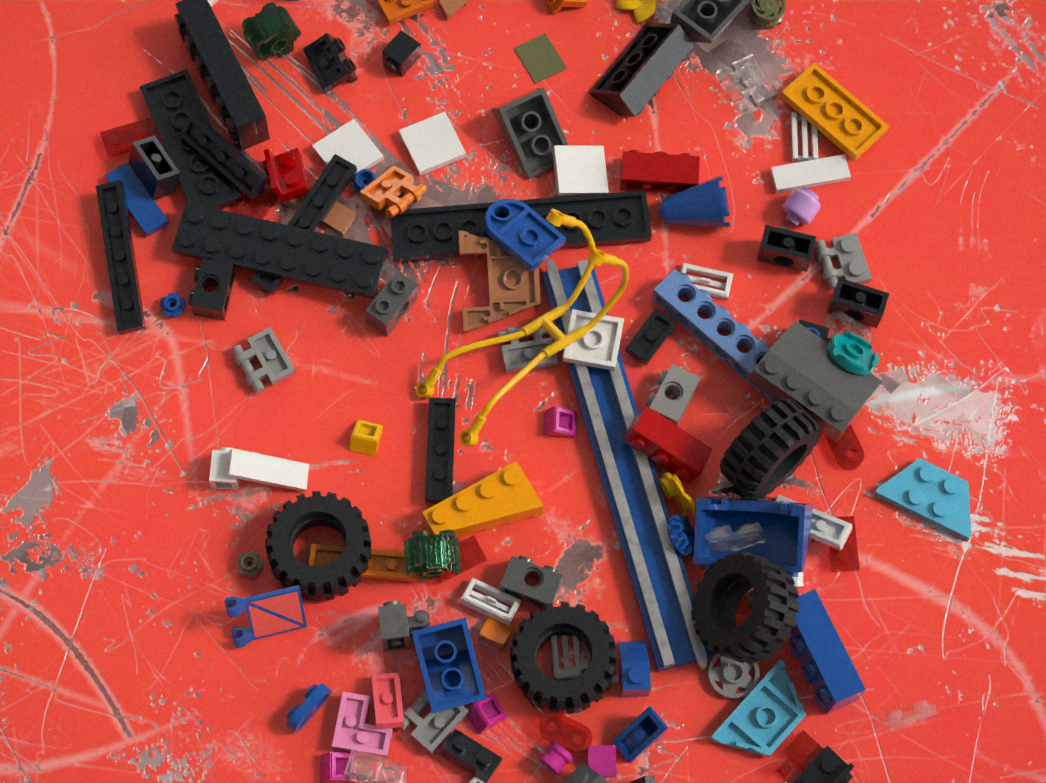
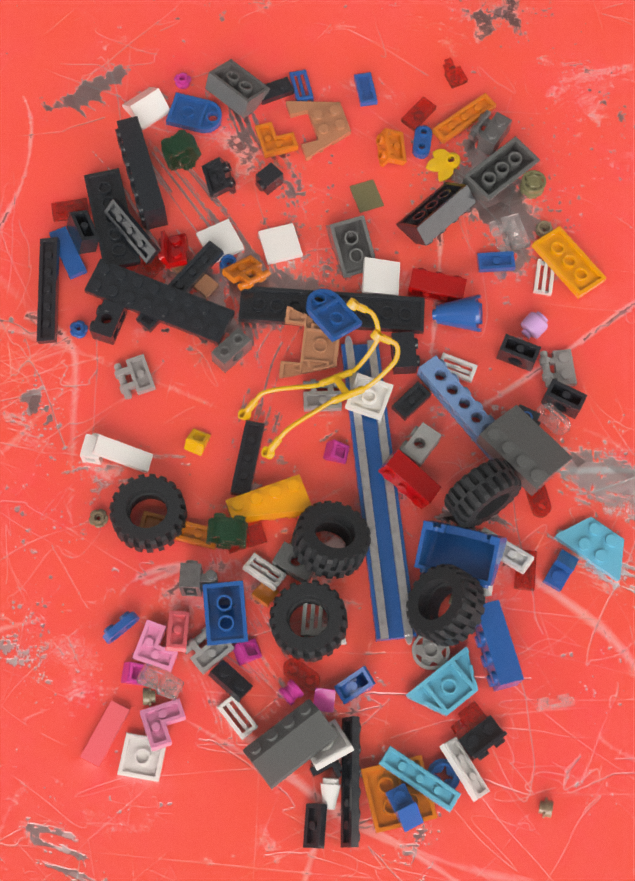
camera: 10 degrees right, 0 degrees up
(267, 614) = (103, 556): flag -> none
(569, 570) = (340, 521): none -> black tyre
(634, 669) = (359, 636): blue slope -> none
(640, 280) = (408, 359): none -> black brick
(673, 488) = (408, 510): yellow plate -> none
(681, 534) = (409, 544): blue gear -> none
(724, 540) = (438, 553): clear slope -> none
(734, 125) = (496, 261): none -> blue plate
(792, 64) = (543, 225): none -> dark tan plate
(810, 173) = (544, 303): white tile -> none
(853, 353) = (554, 434): teal tile -> none
(890, 537) = (560, 570): none -> blue slope

